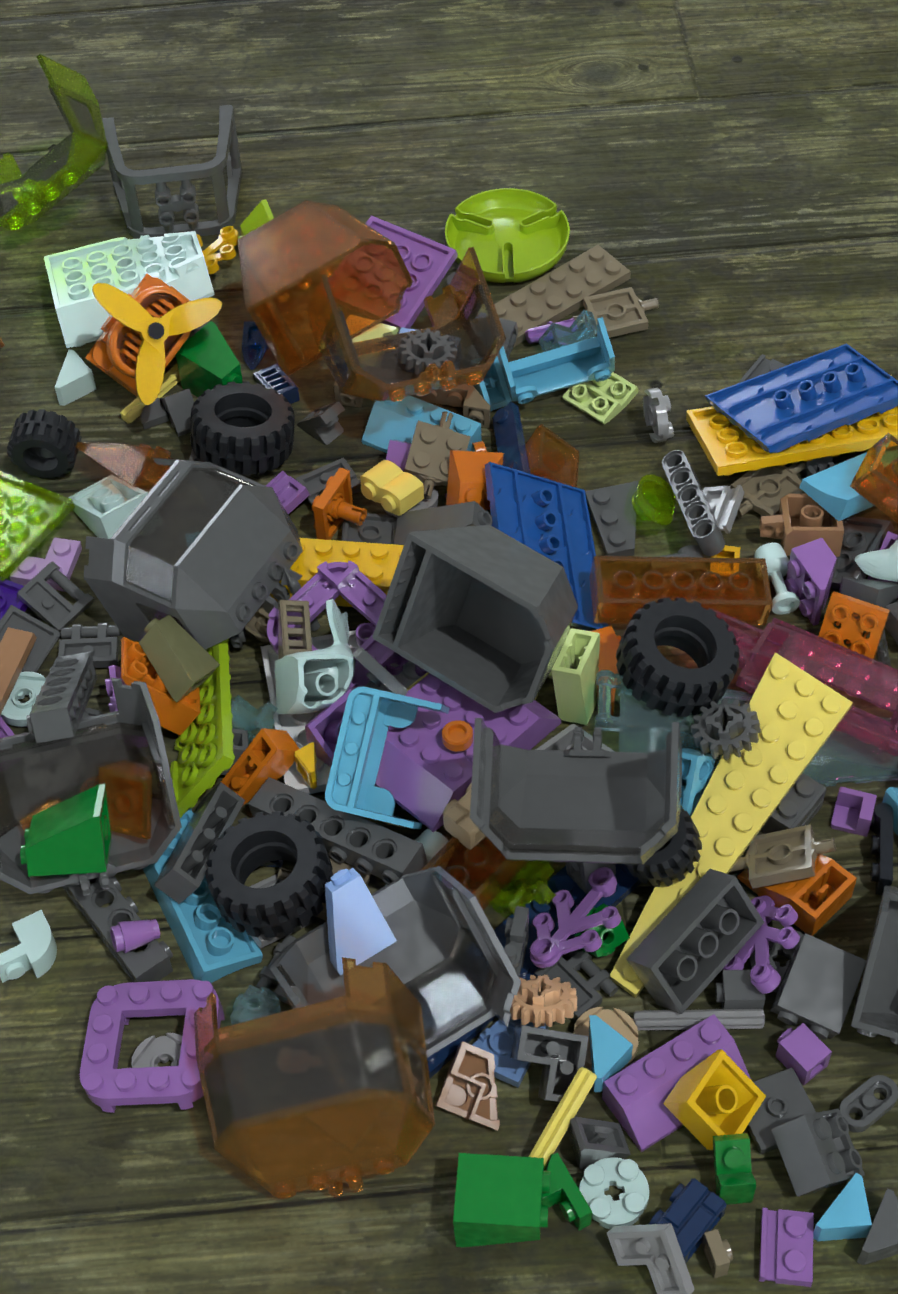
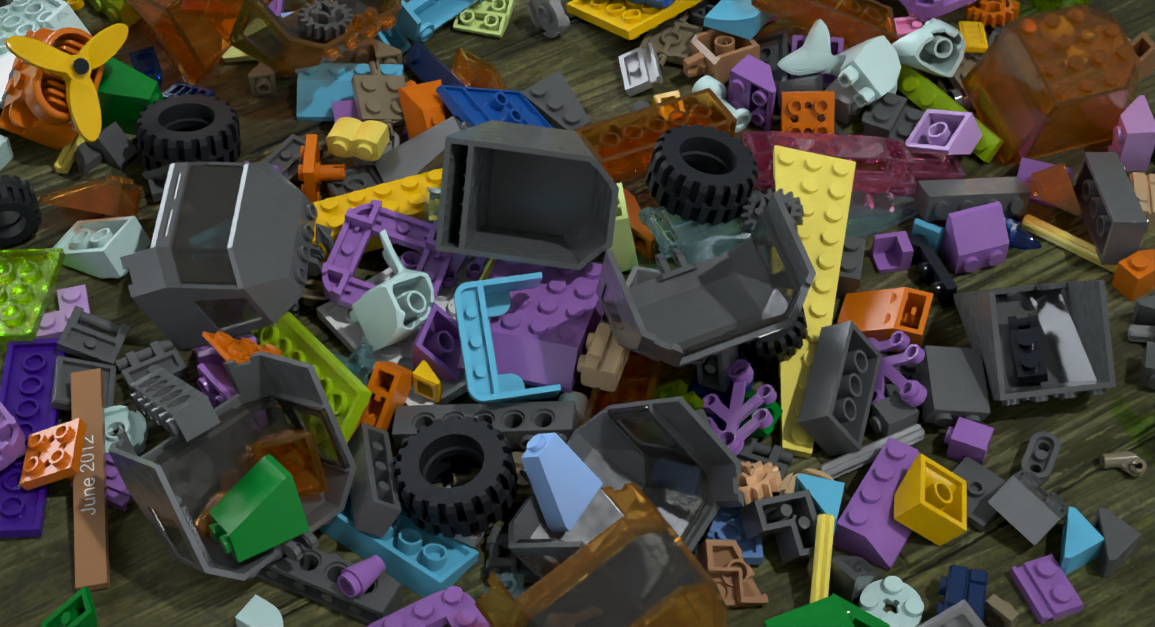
camera: 30 degrees left, 5 degrees down
(176, 657) = (259, 329): olive slope -> none
(288, 646) = (348, 279): dark tan slope -> none
(323, 423) = (254, 111): dark grey slope -> none
(378, 673) = (447, 276): dark grey plate -> none
(457, 735) = (555, 302): orange tile -> none
(654, 500) = (584, 79): clear neon green piece -> none
(693, 503) = (621, 67): dark grey beam -> none
(733, 1168) = (975, 543): green slope -> none
(783, 856) = (868, 298): dark tan plate -> none

